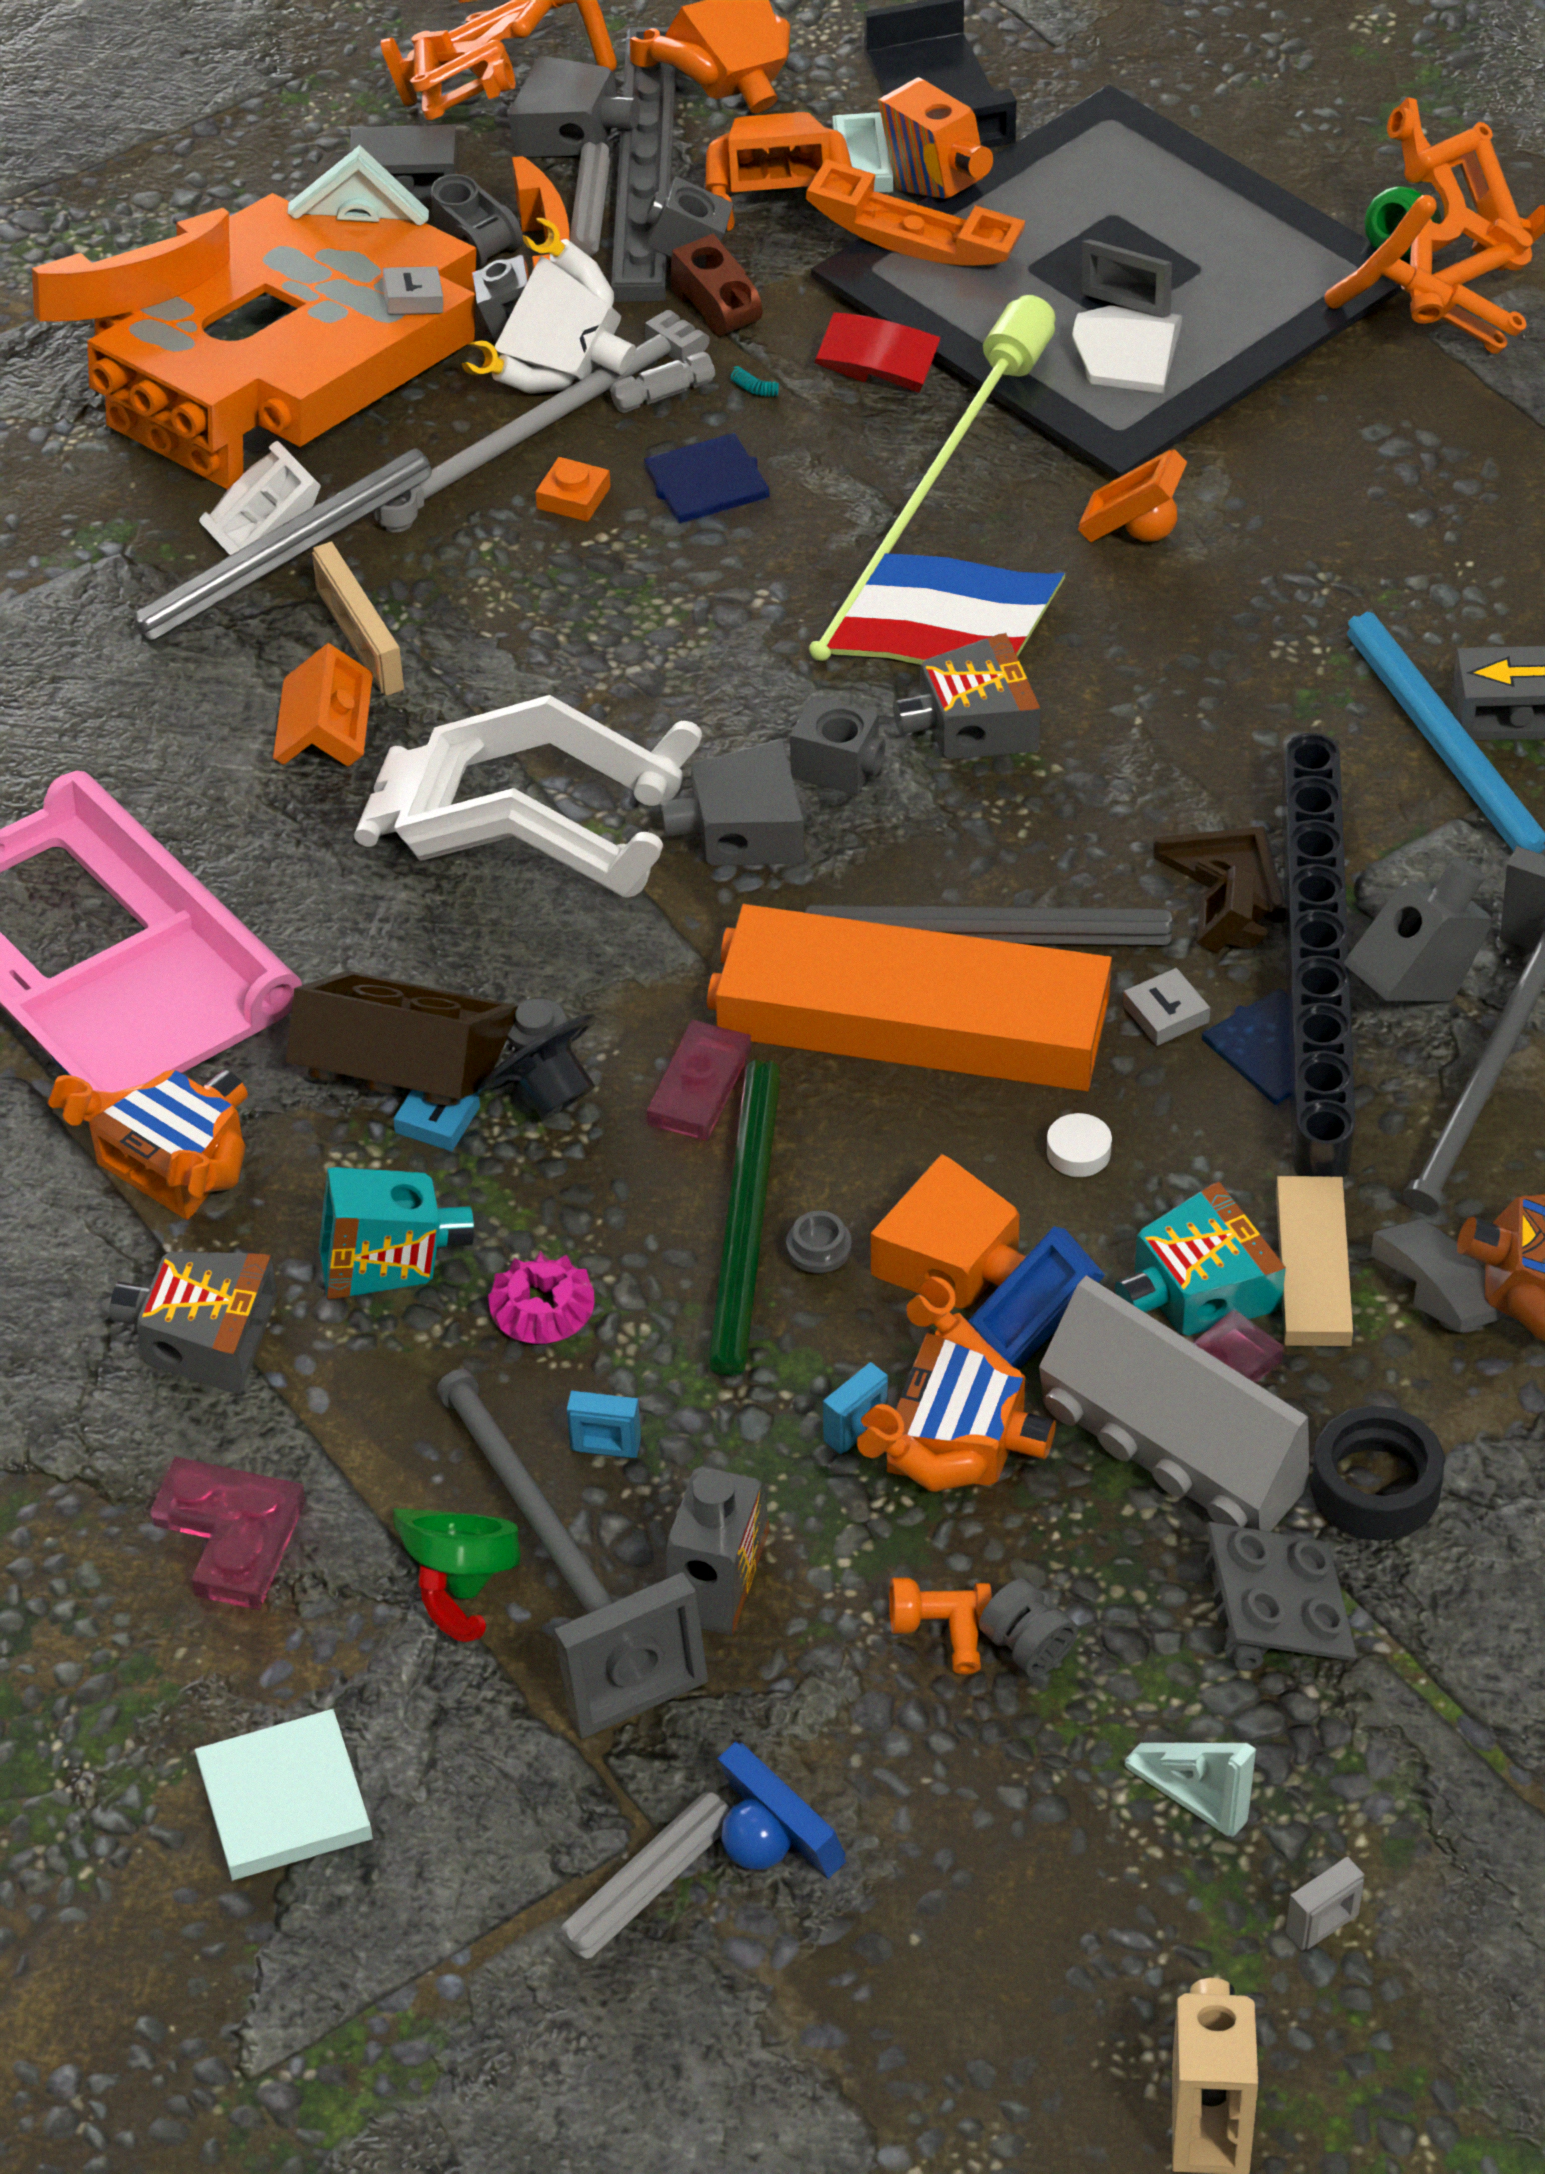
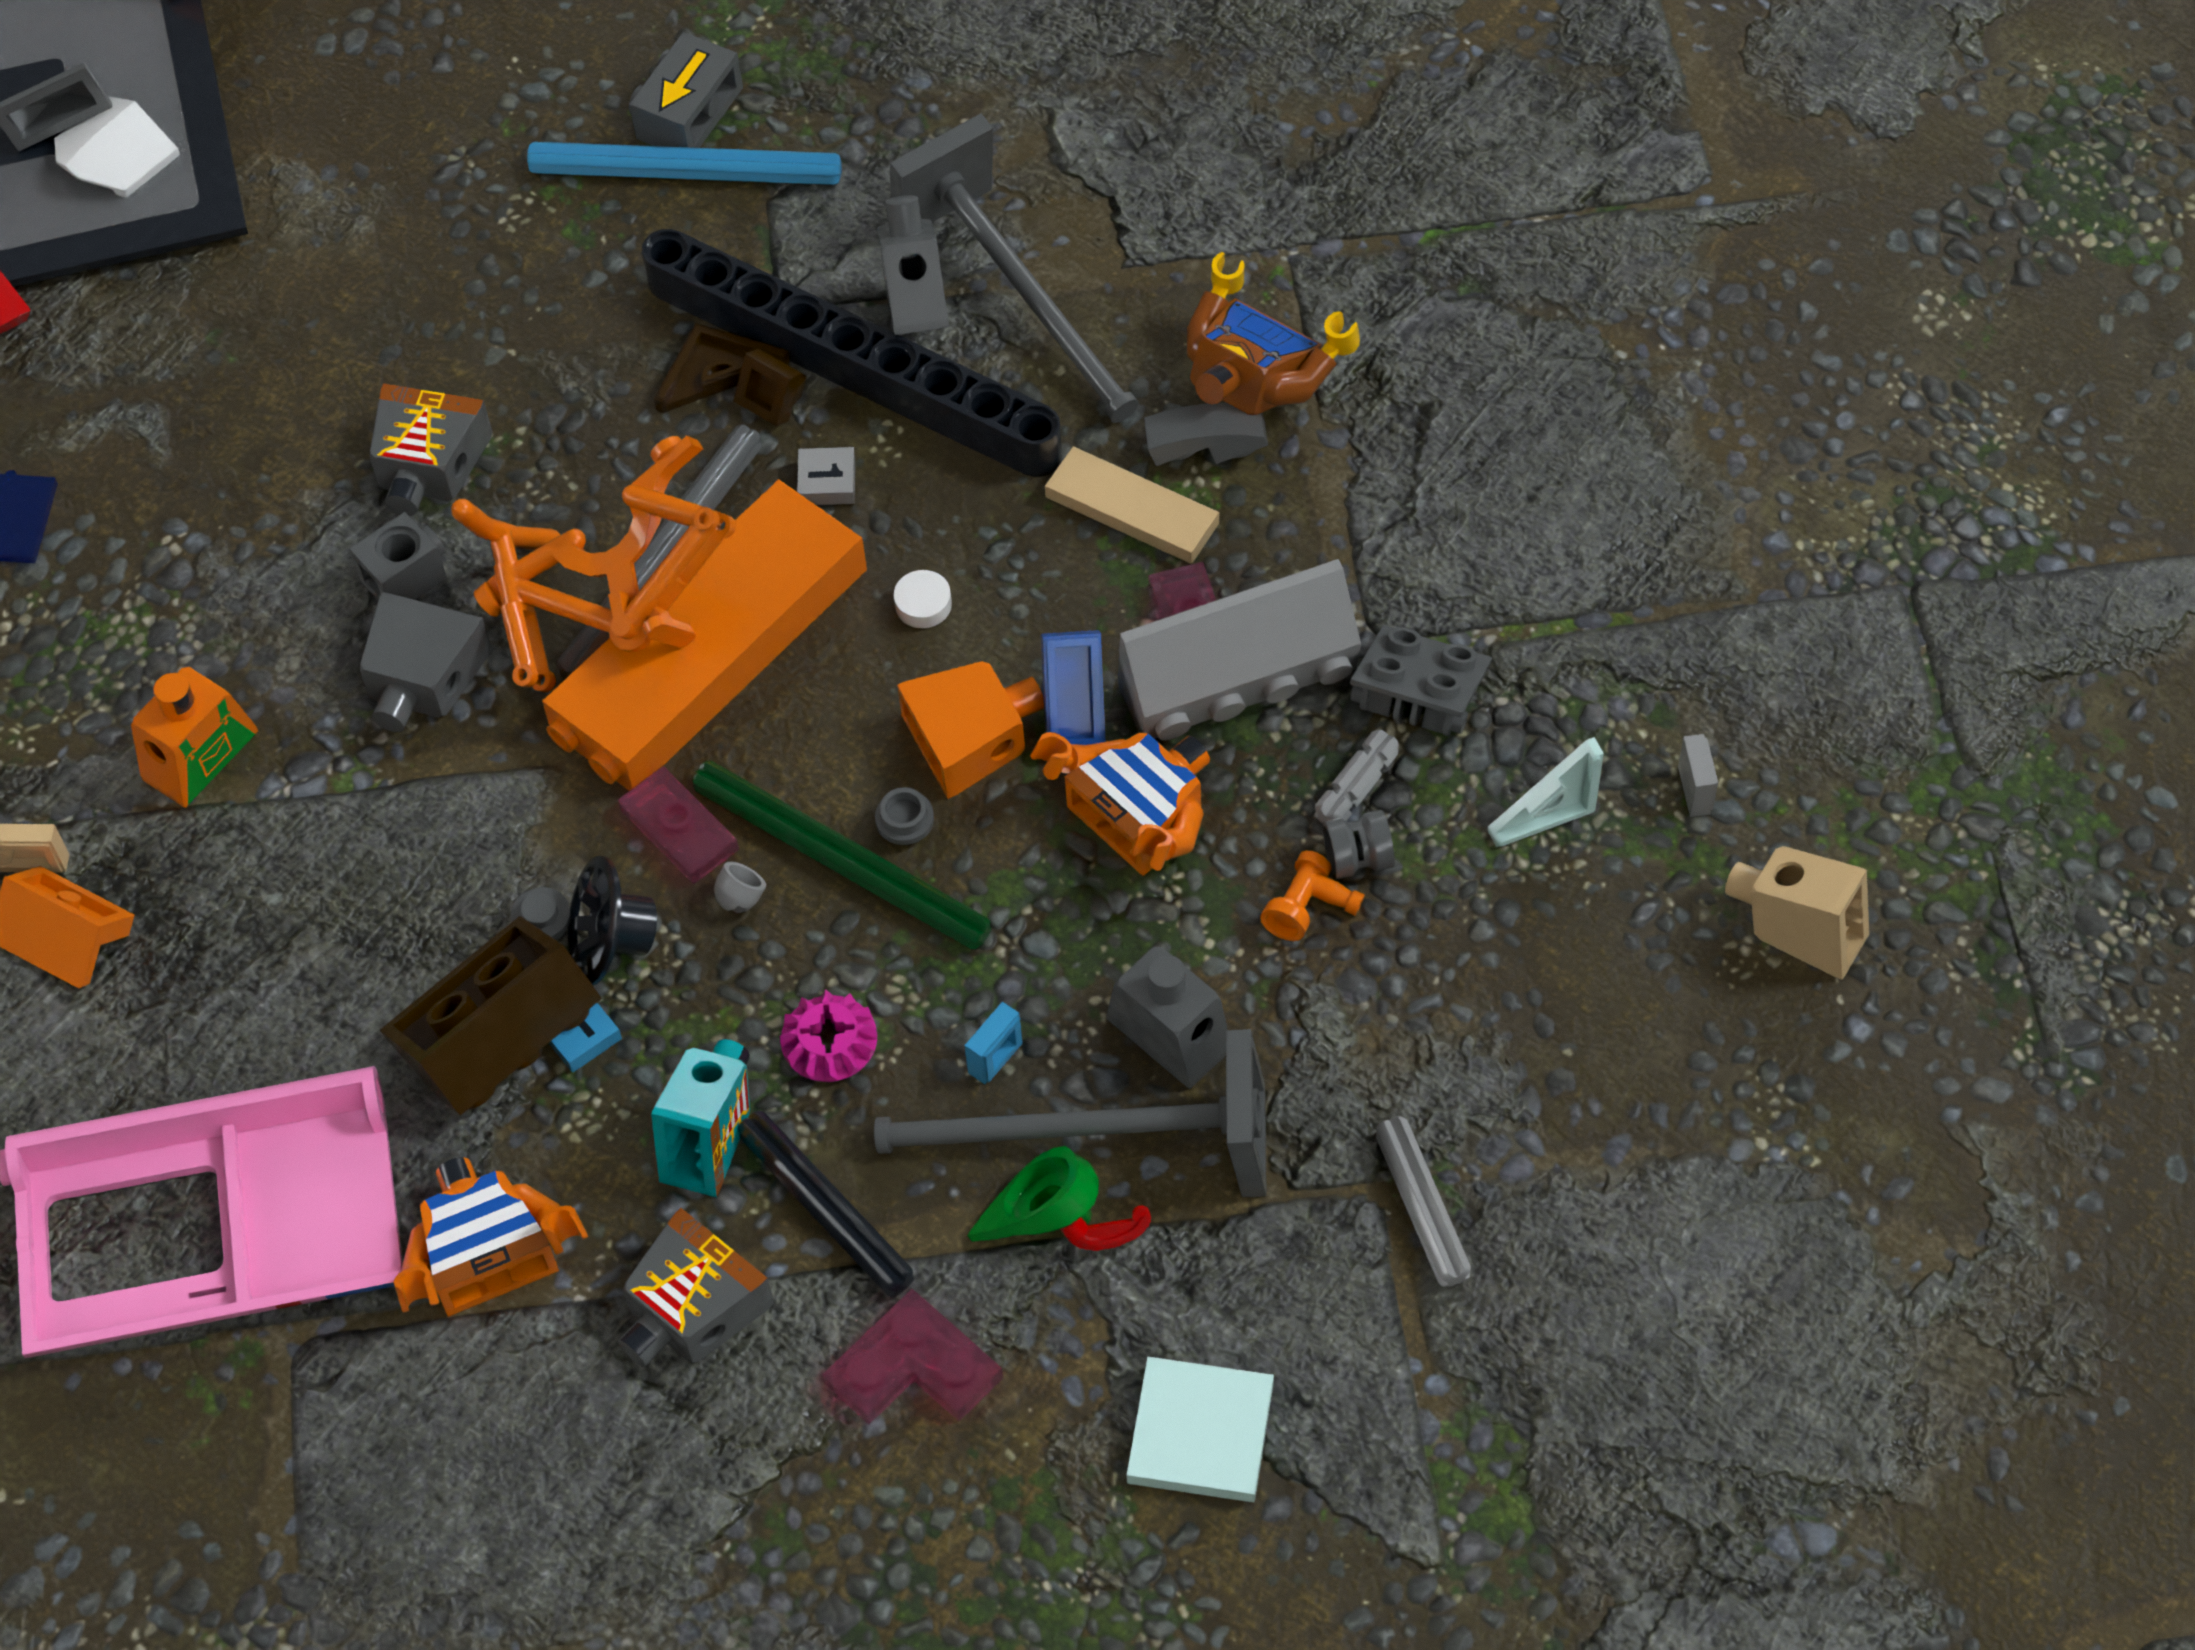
camera: 60 degrees left, 10 degrees up
(359, 1380) = (826, 1204): none -> black axle
(420, 784) = (222, 886): white piece -> none
(560, 667) = (188, 734): none -> orange torso
(668, 1144) = (738, 887): none -> light grey hinge
(772, 1818) = (1429, 1090): blue tile -> none
(849, 1404) = (1089, 862): dark azure tile -> none
(885, 908) = (634, 614): none -> orange piece
(935, 604) = (284, 427): flag -> none
(1115, 1596) = (1357, 777): none -> light grey axle
(1137, 501) = (296, 228): orange tile -> none
(1204, 1265) = (1101, 571): teal torso -> none
(1257, 1044) = (898, 440): clear blue piece -> none
(1379, 1430) = (1366, 526): black tyre -> none

